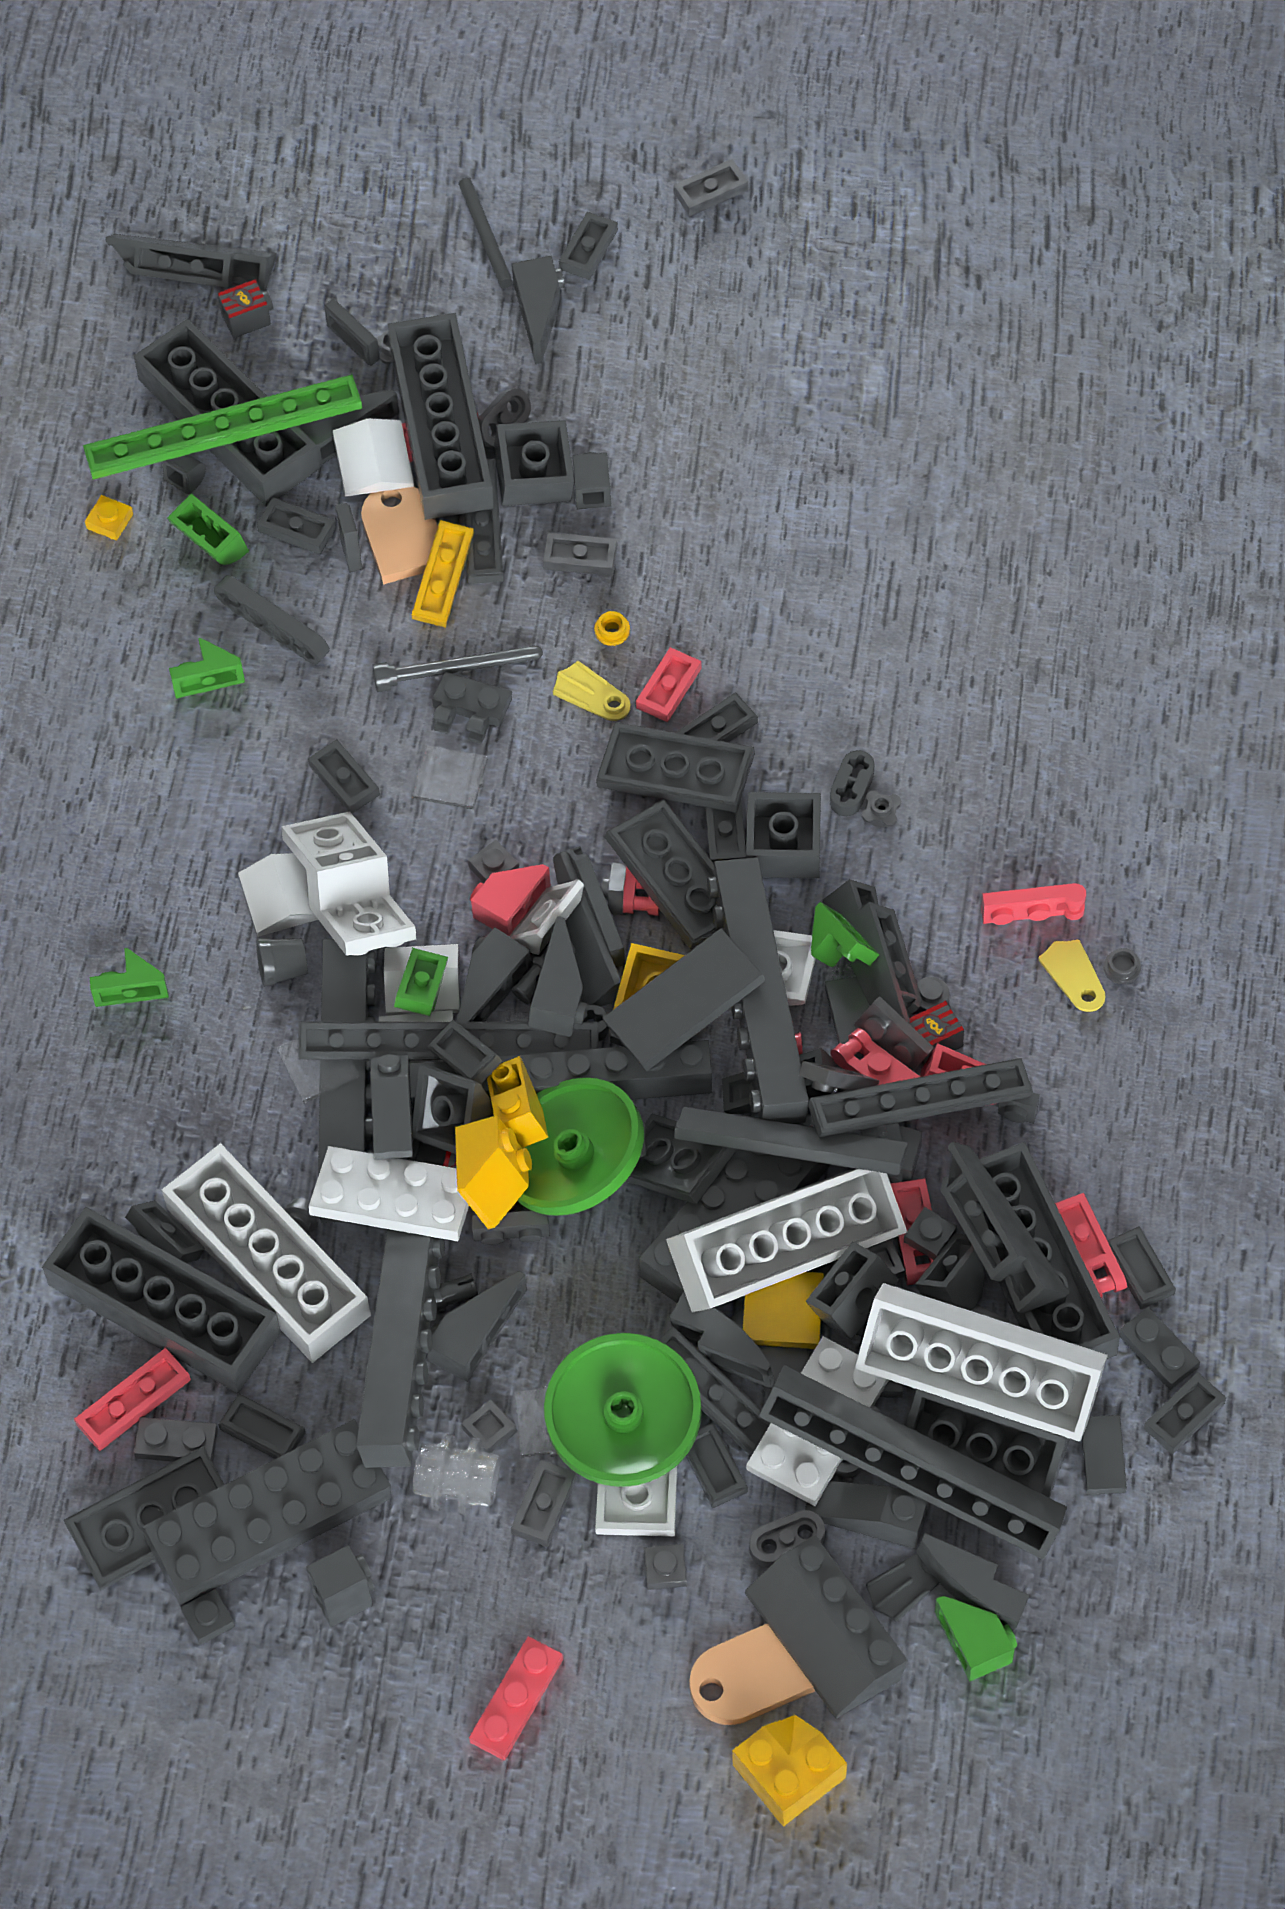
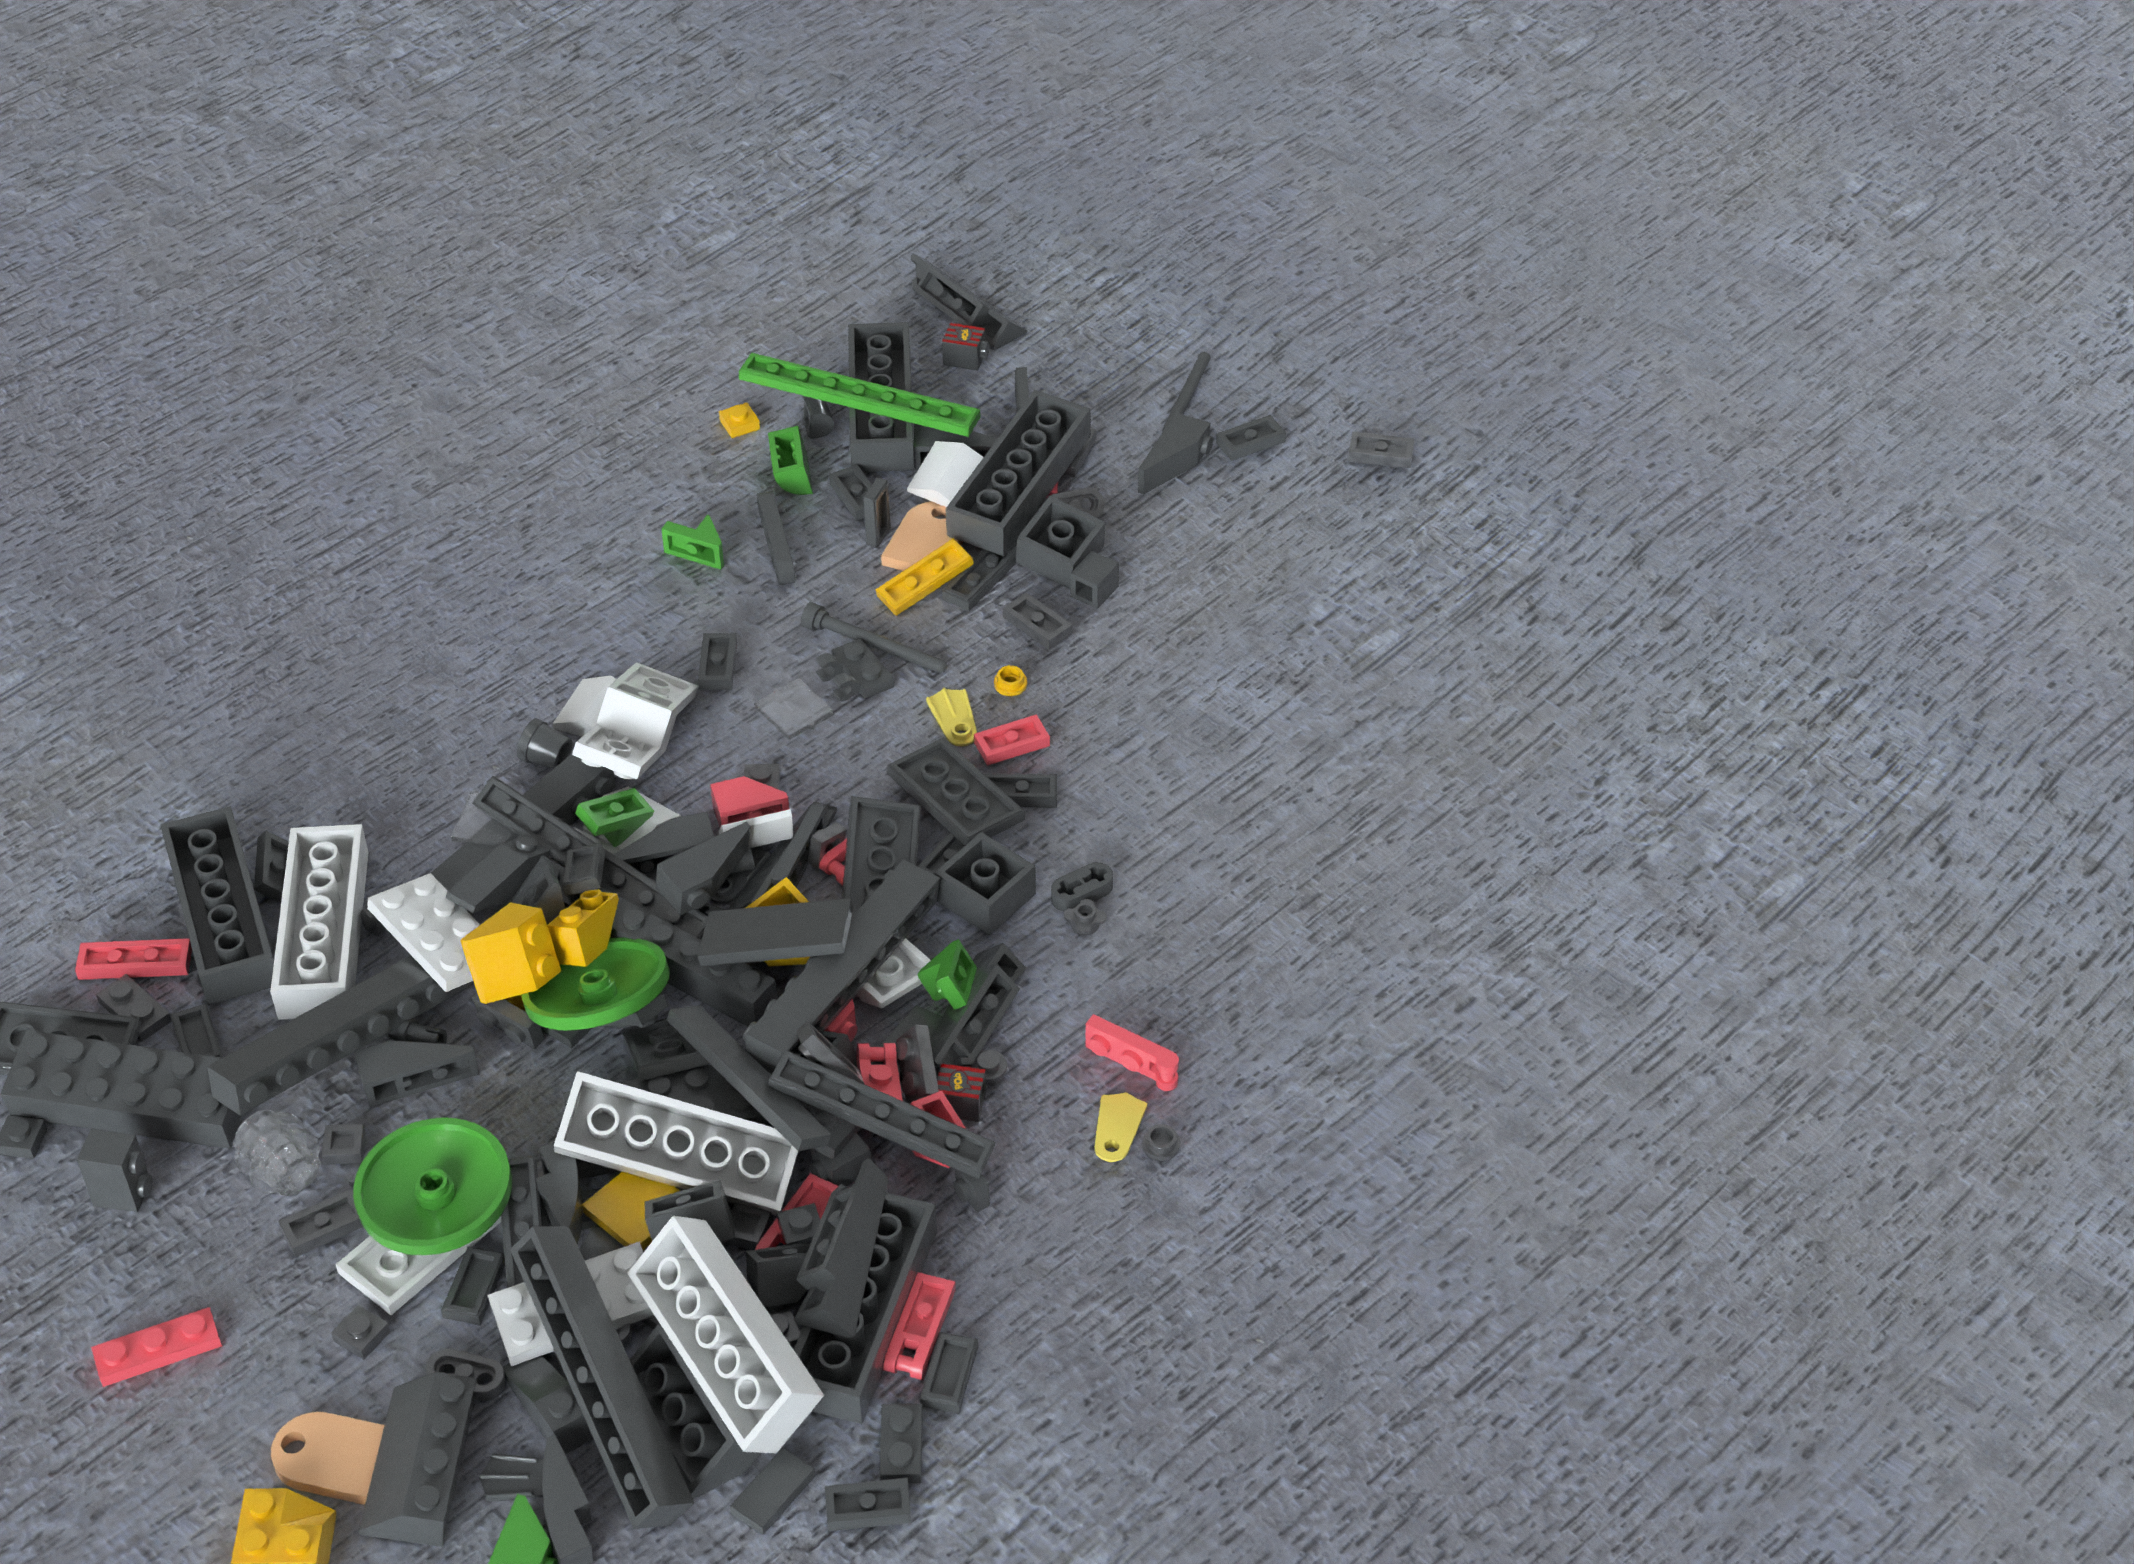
camera: 35 degrees right, 15 degrees down
(137, 984) = (428, 700): bright green slope -> none

